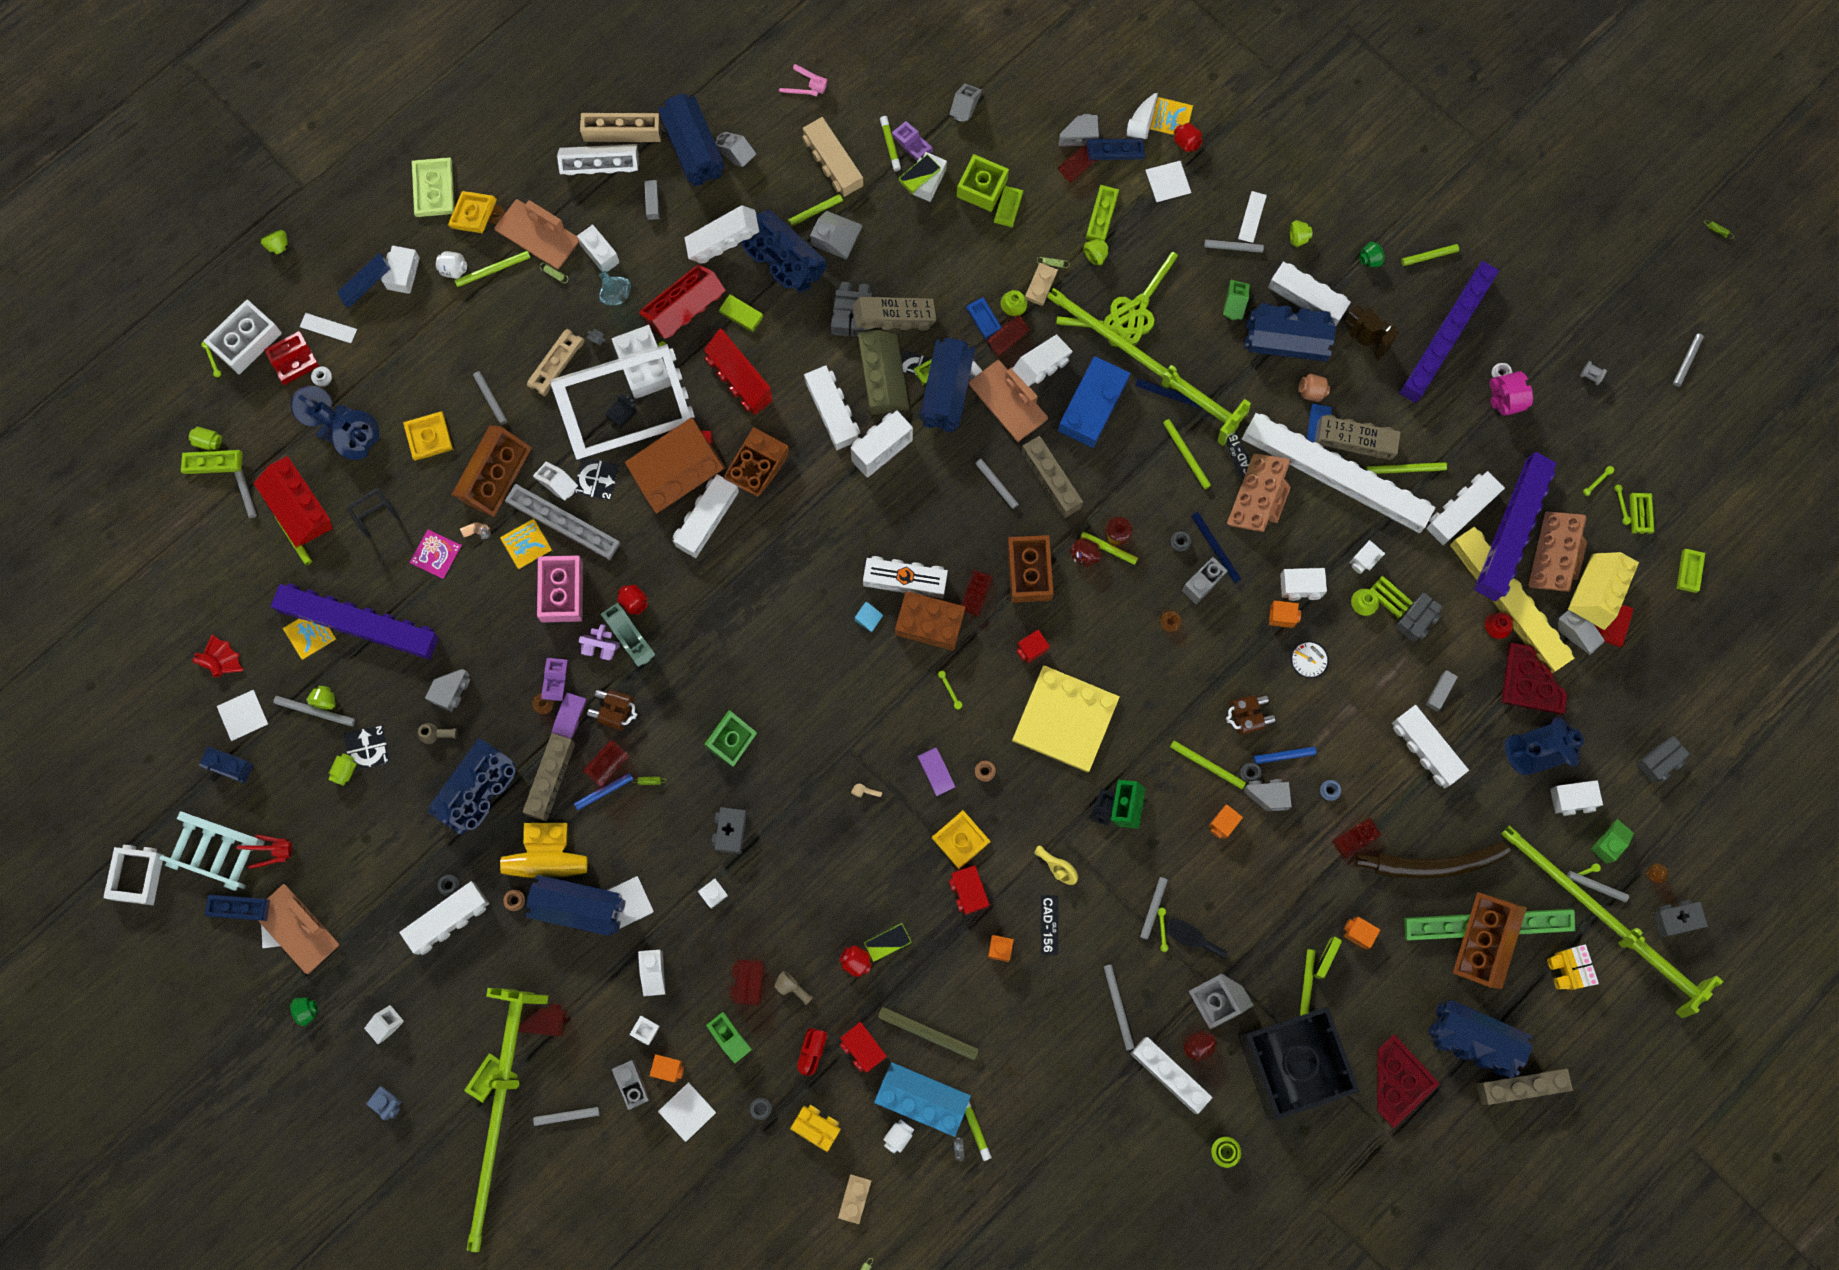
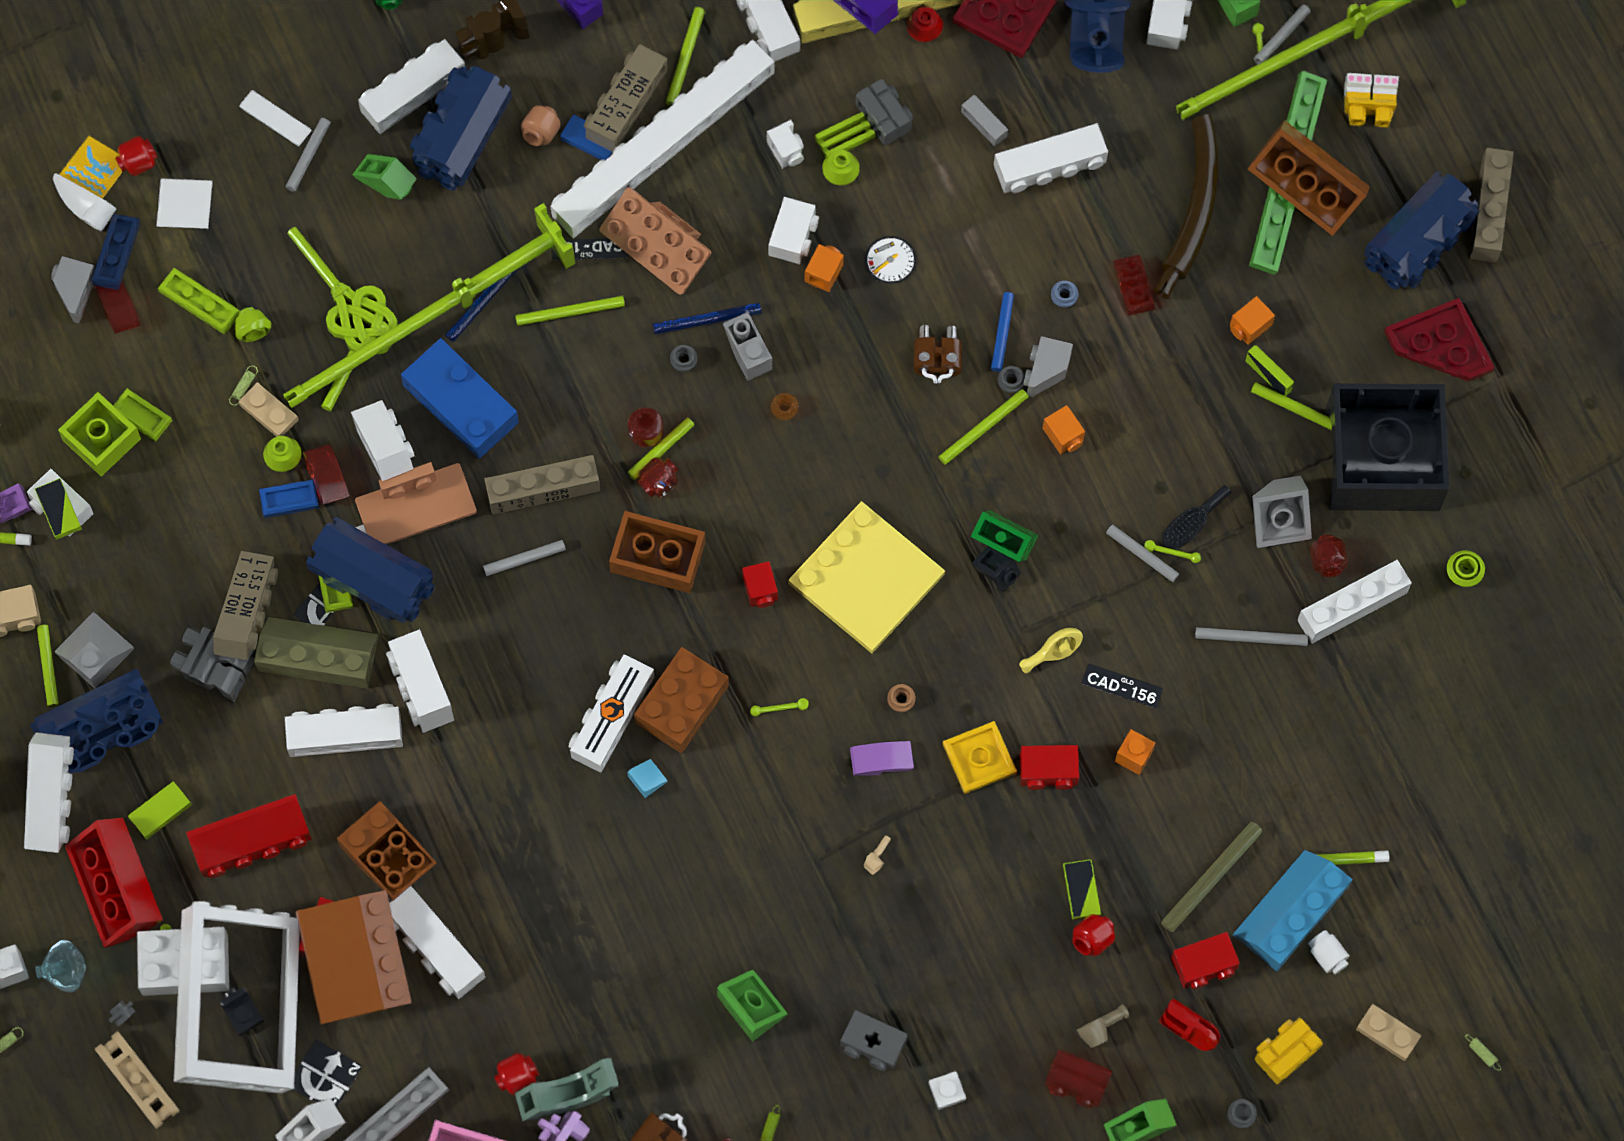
camera: 70 degrees left, 5 degrees down
(959, 1149) = (1365, 884): clear tile -> none
(976, 592) = (661, 631): clear red slope -> none
(1300, 233) = (324, 67): lime cone -> none

